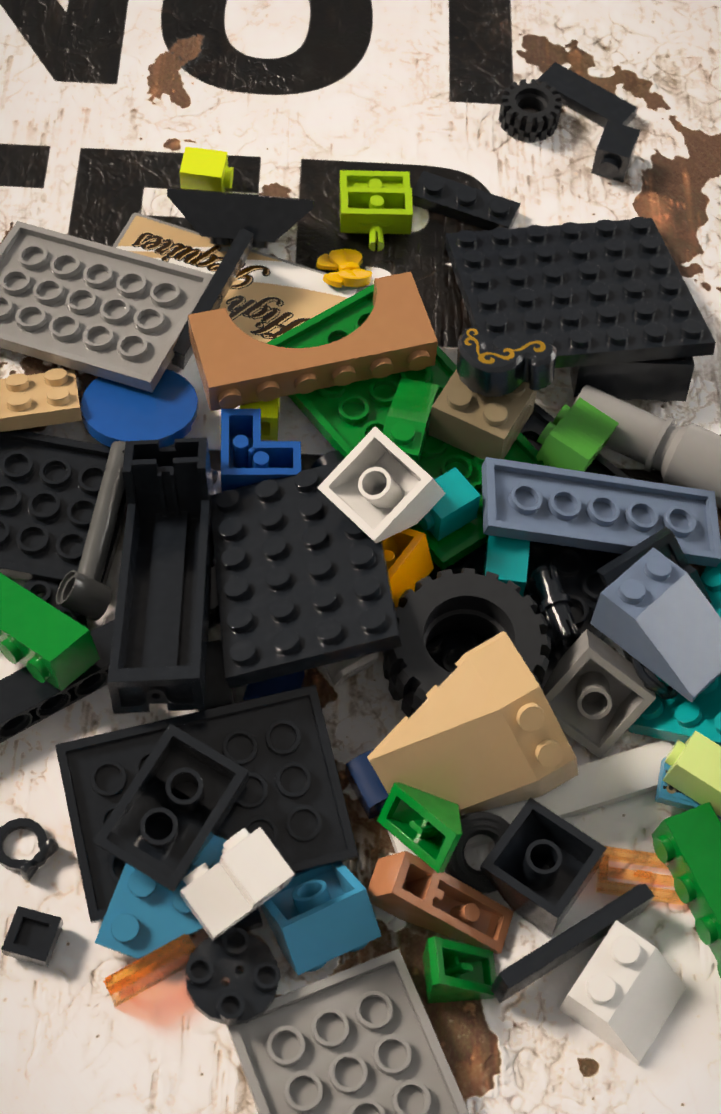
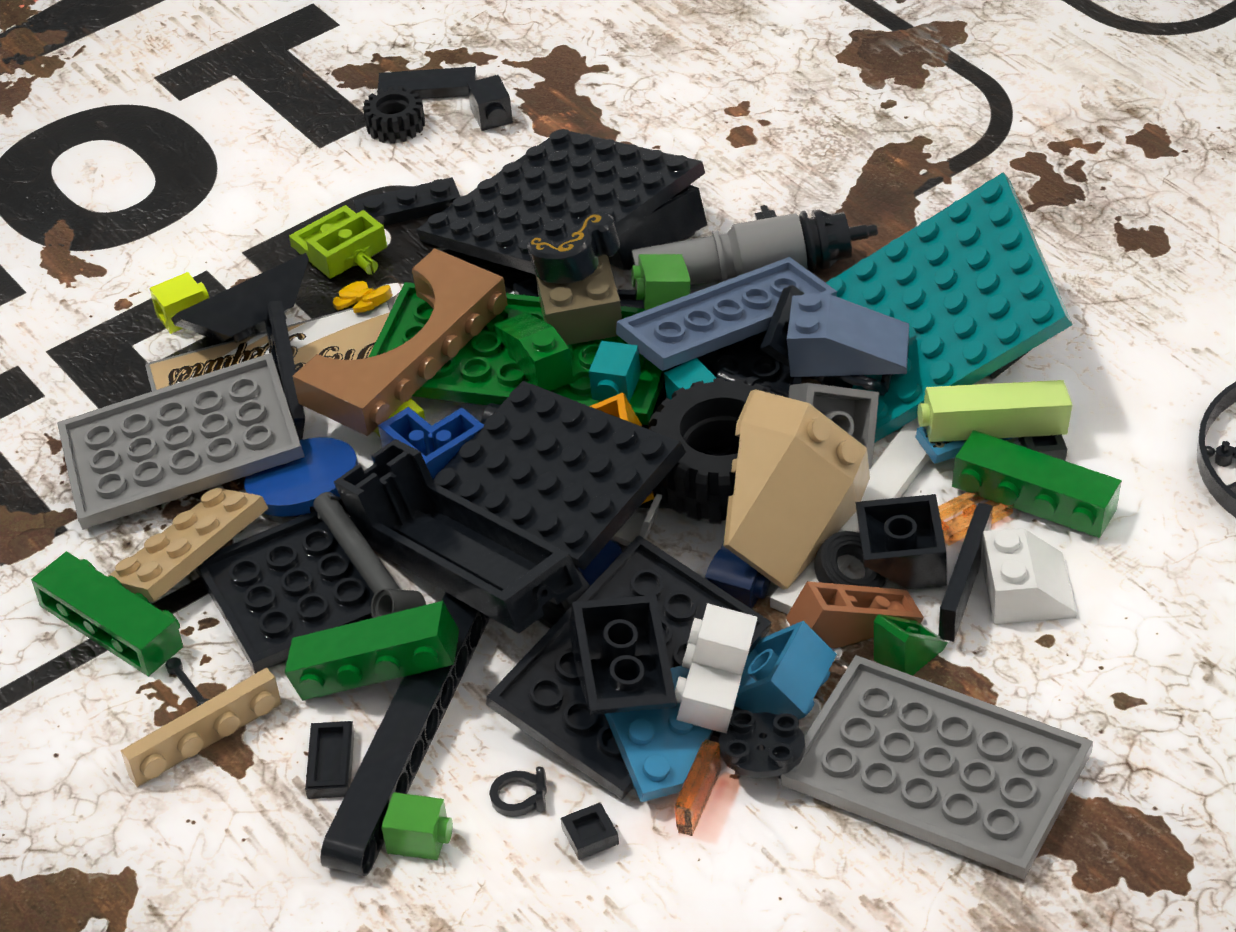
camera: 30 degrees left, 15 degrees down
(381, 487) = (568, 372): white slope -> none
(422, 823) = (800, 563): green slope -> none

